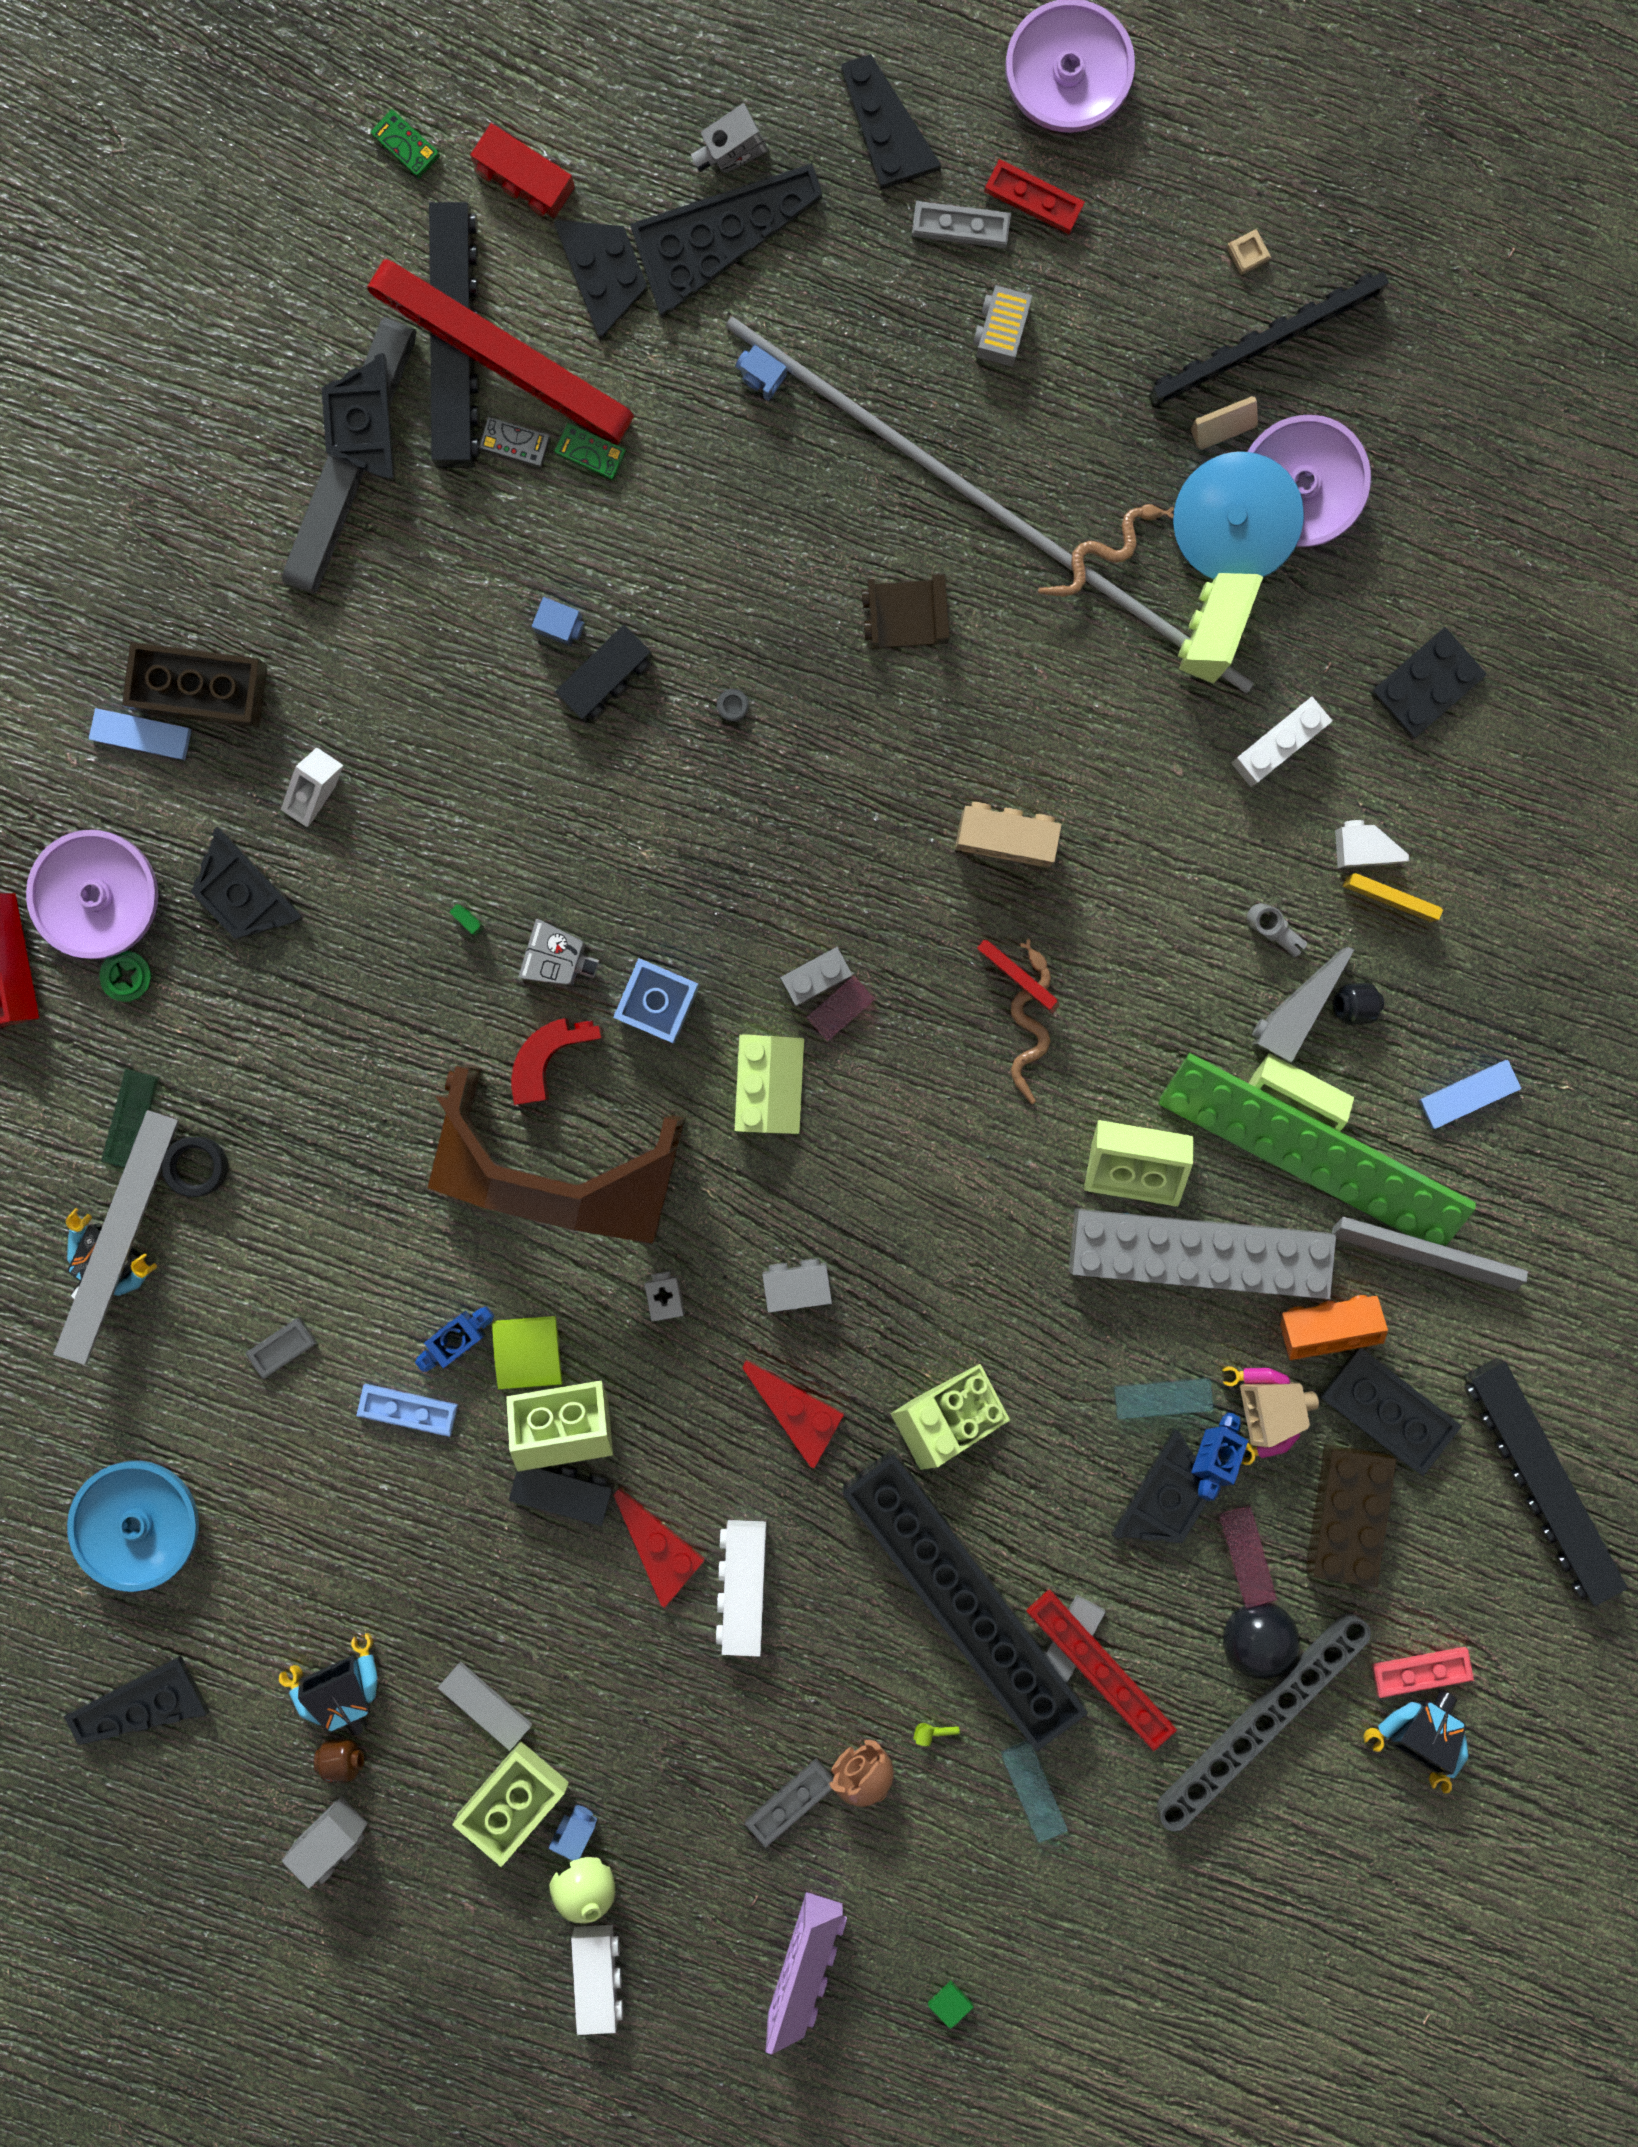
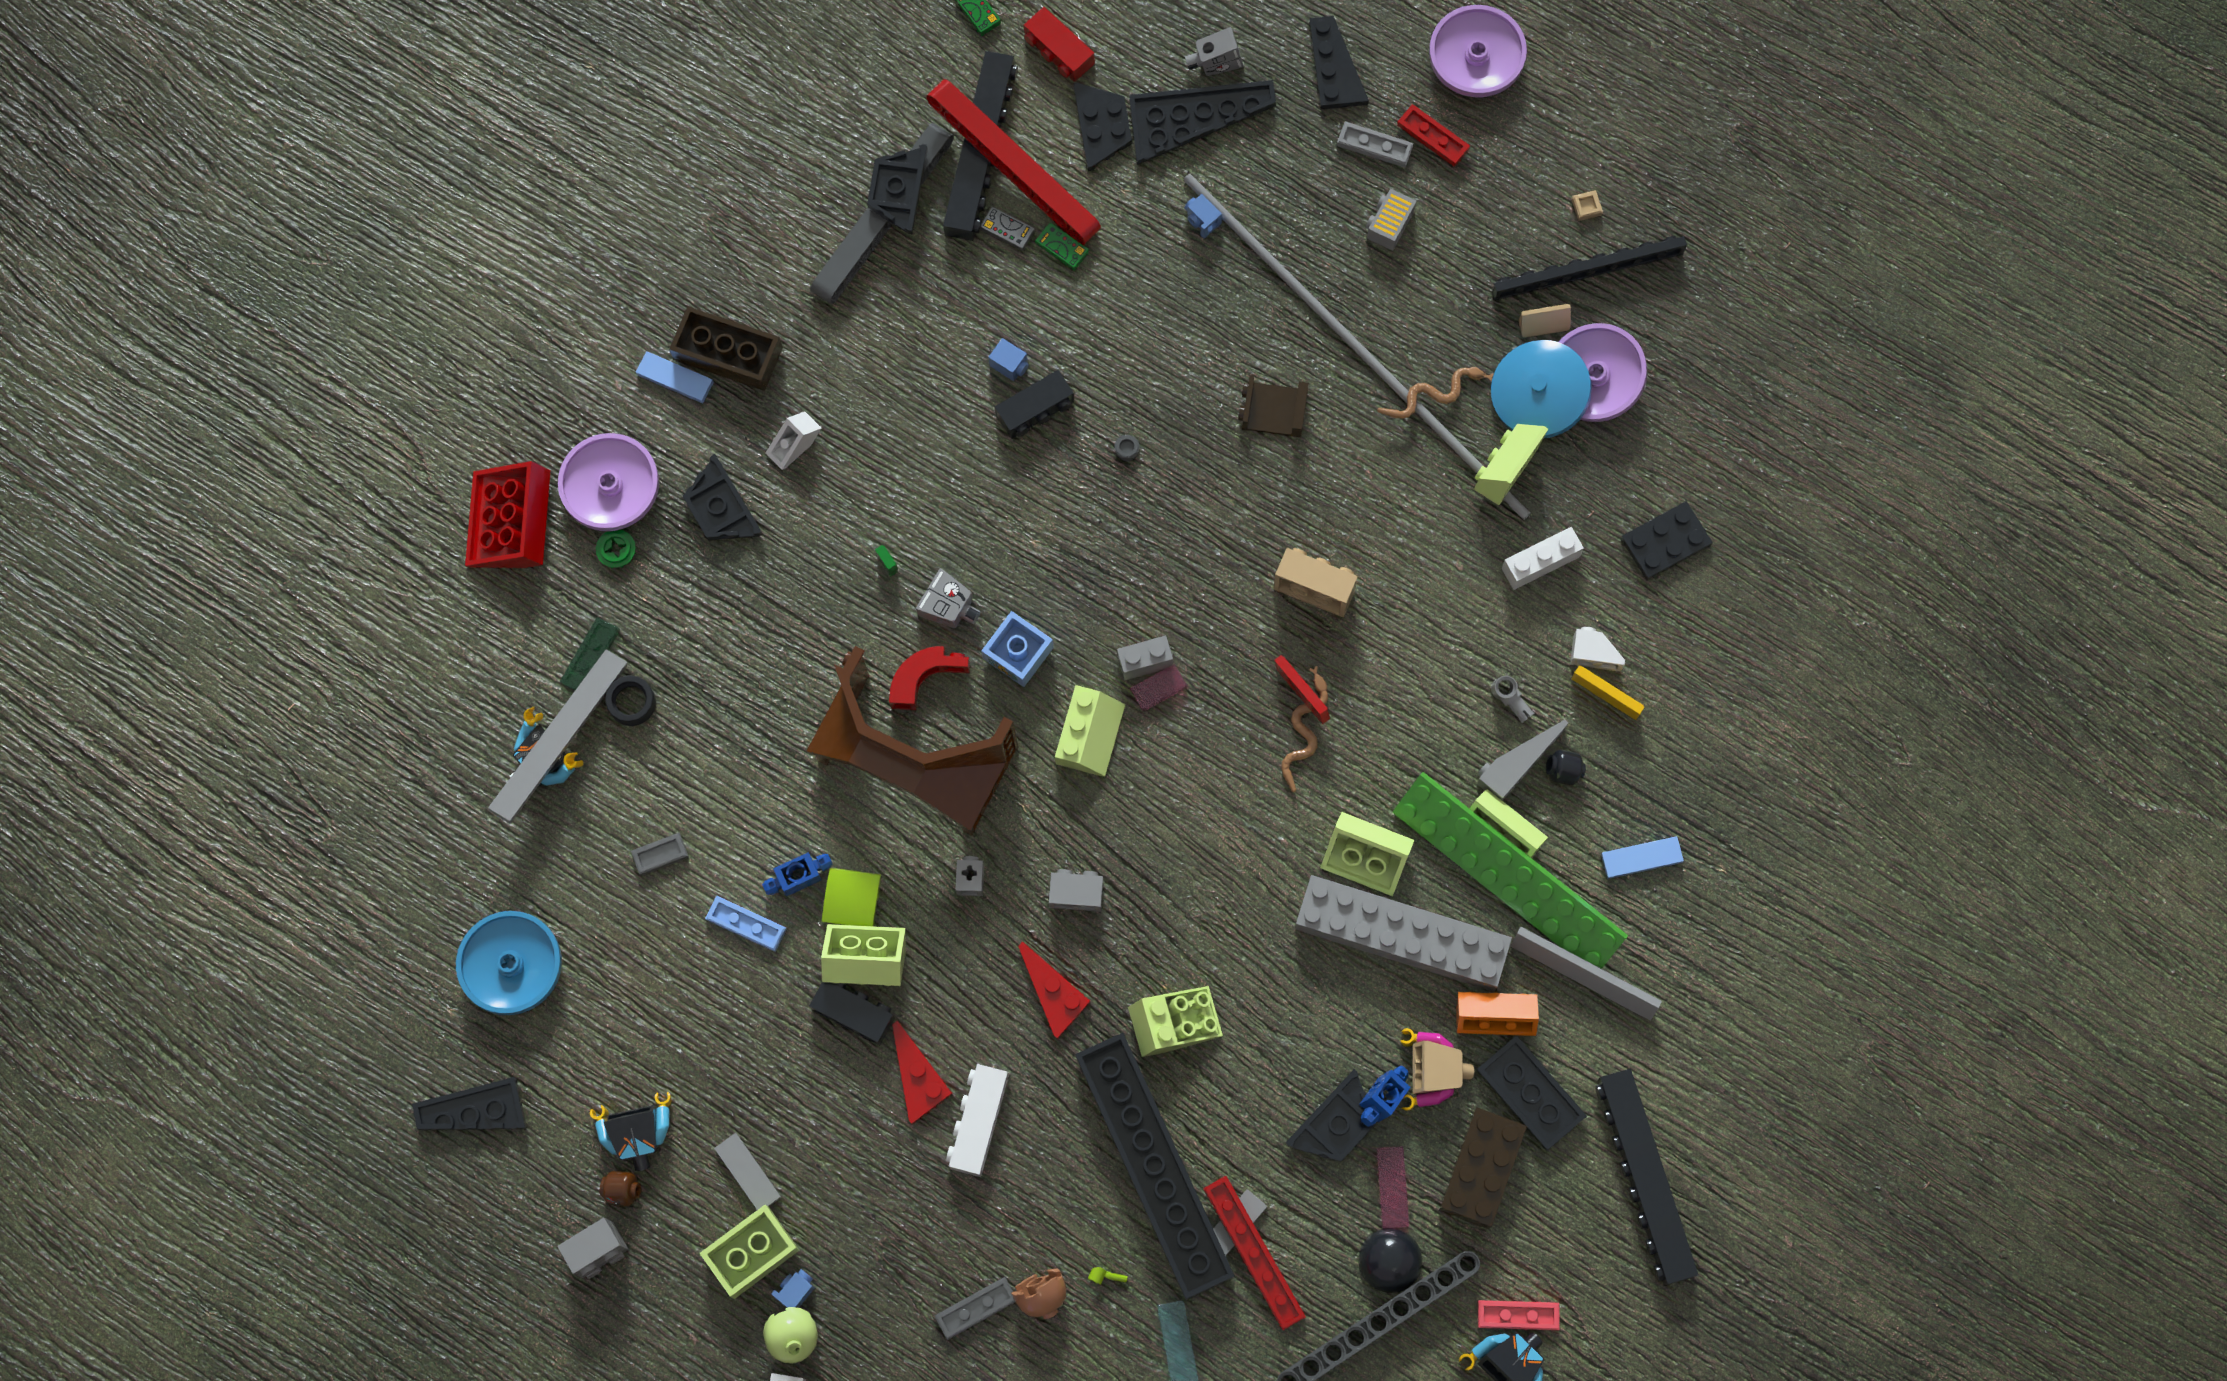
camera: 15 degrees right, 15 degrees down
(1163, 1398) = (1349, 1044): clear light blue tile -> none

